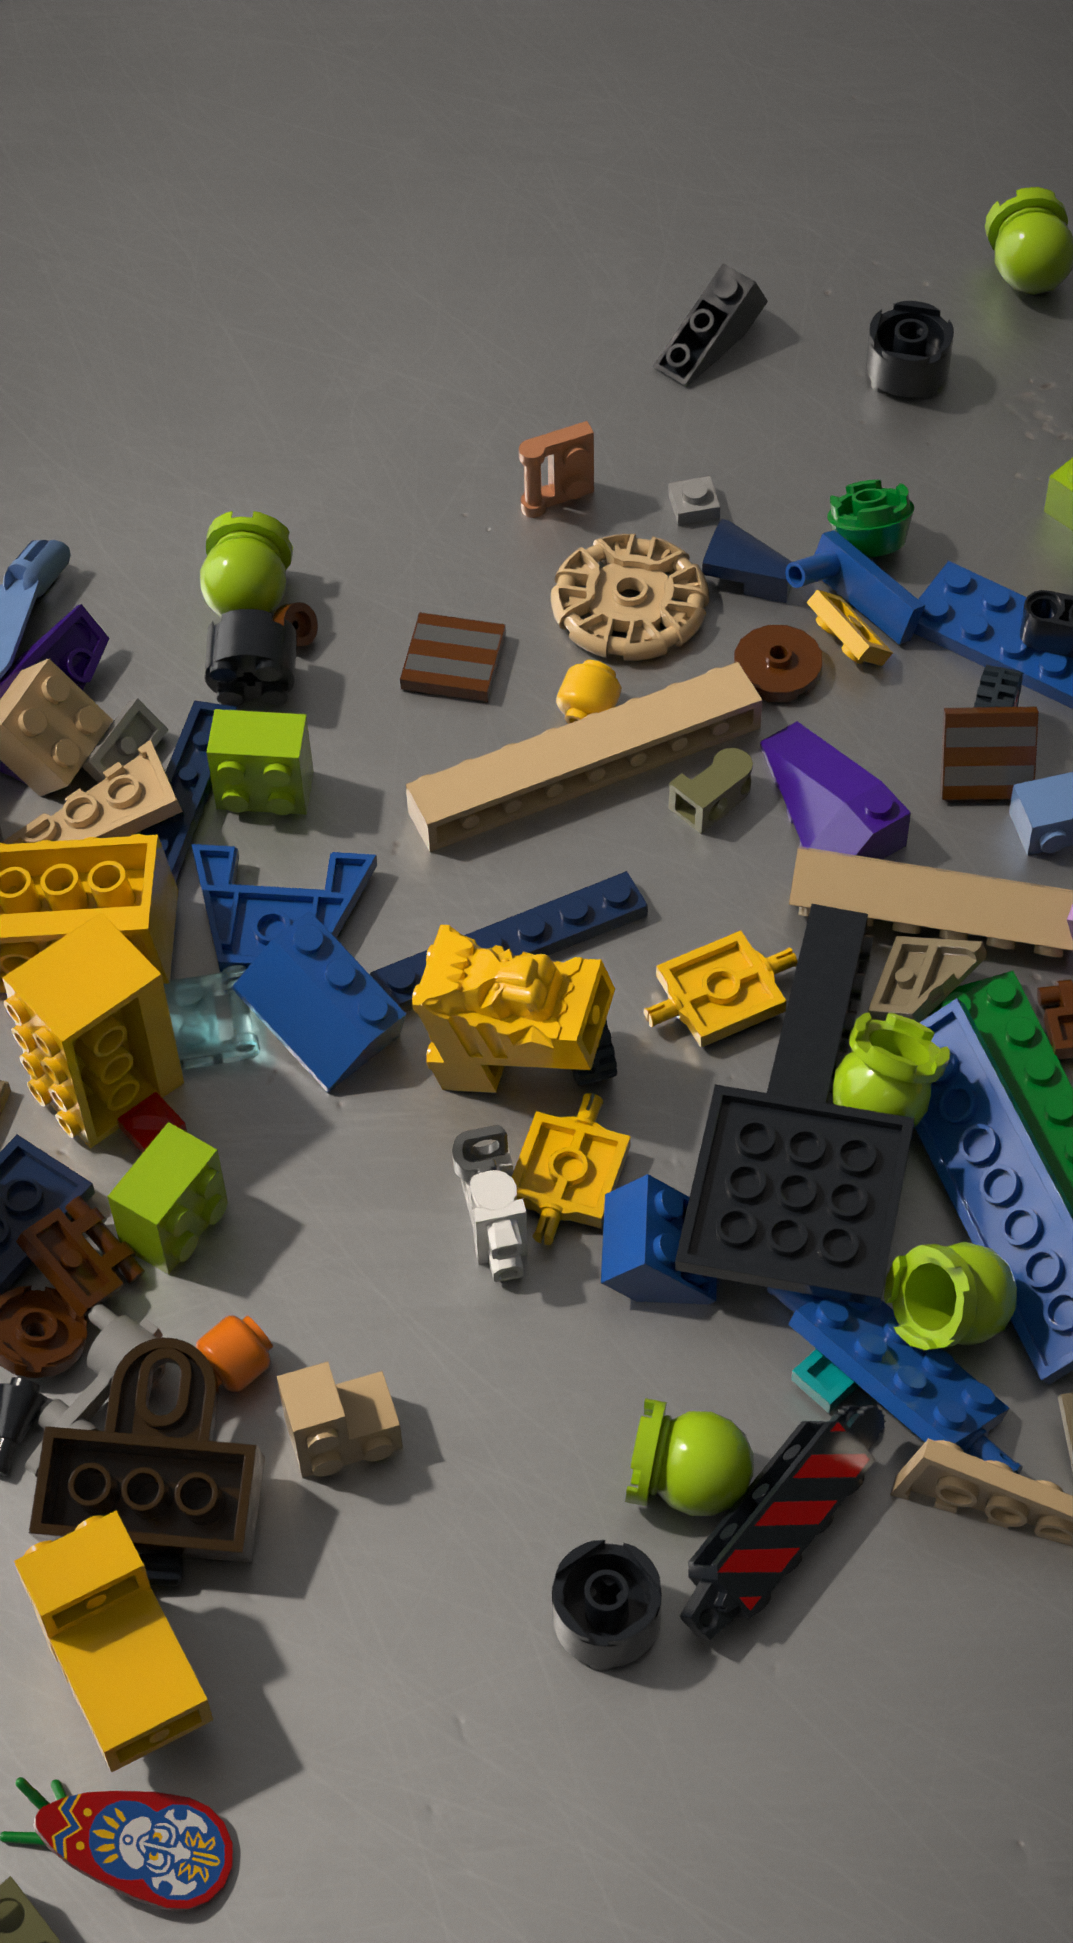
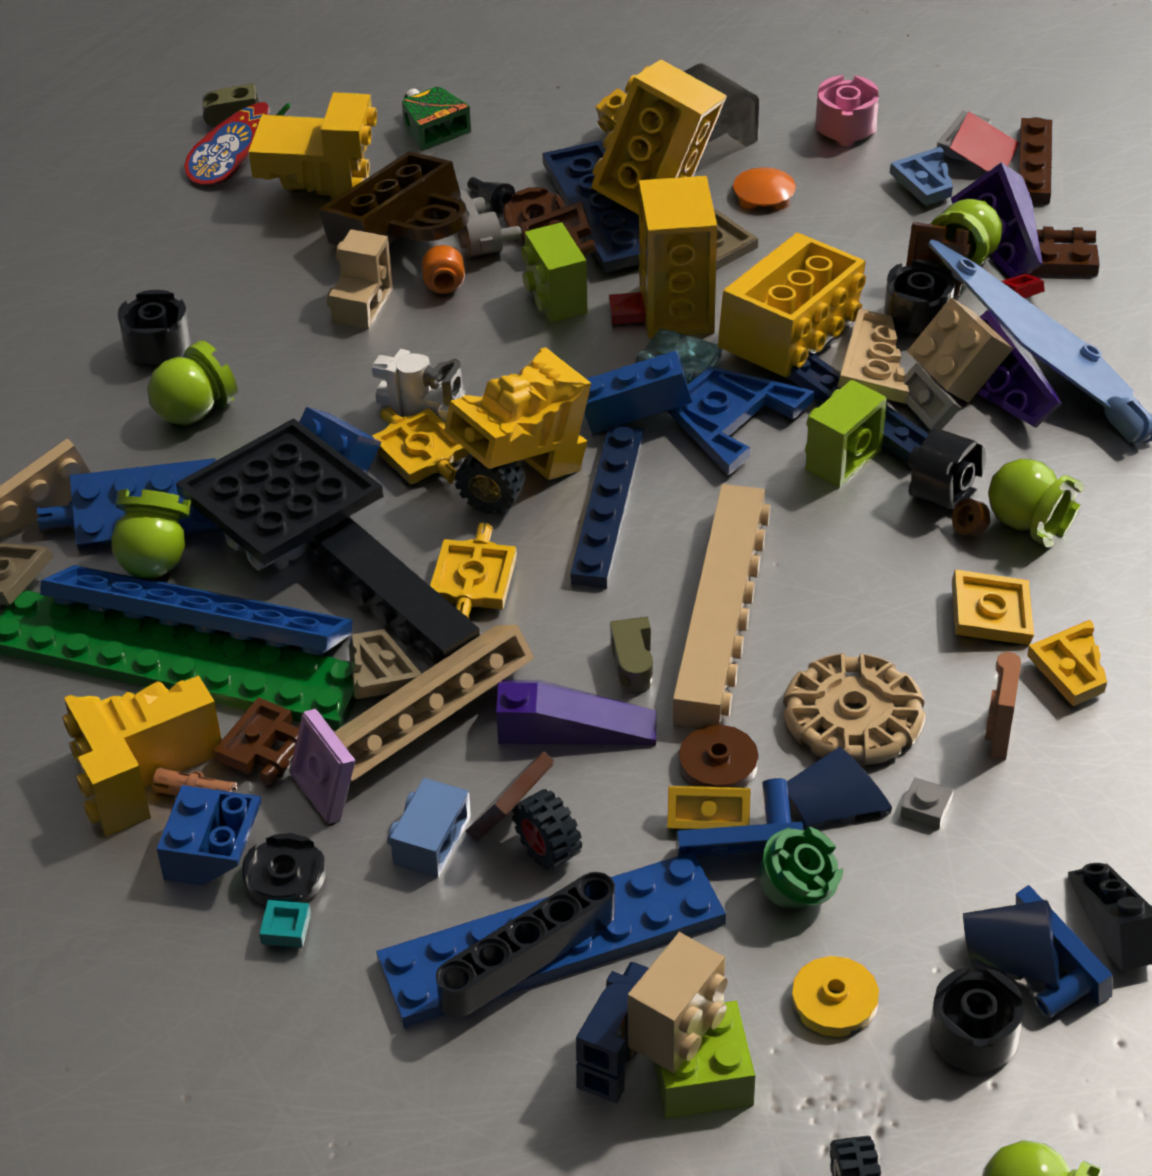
camera: 125 degrees right, 10 degrees down
(408, 559) = (992, 607): none -> yellow plate
(436, 473) = (1071, 662): none -> yellow wing
(453, 657) = (878, 591): reddish brown tile -> none
(588, 690) = (773, 630): yellow head -> none
(779, 1517) = (123, 410): black hinge -> none
(791, 318) = (1085, 970): none -> blue piece
(811, 362) = (1014, 941): none -> dark blue slope
(890, 1067) = (309, 567): lime tile -> none
(955, 460) = (830, 1012): none -> yellow plate

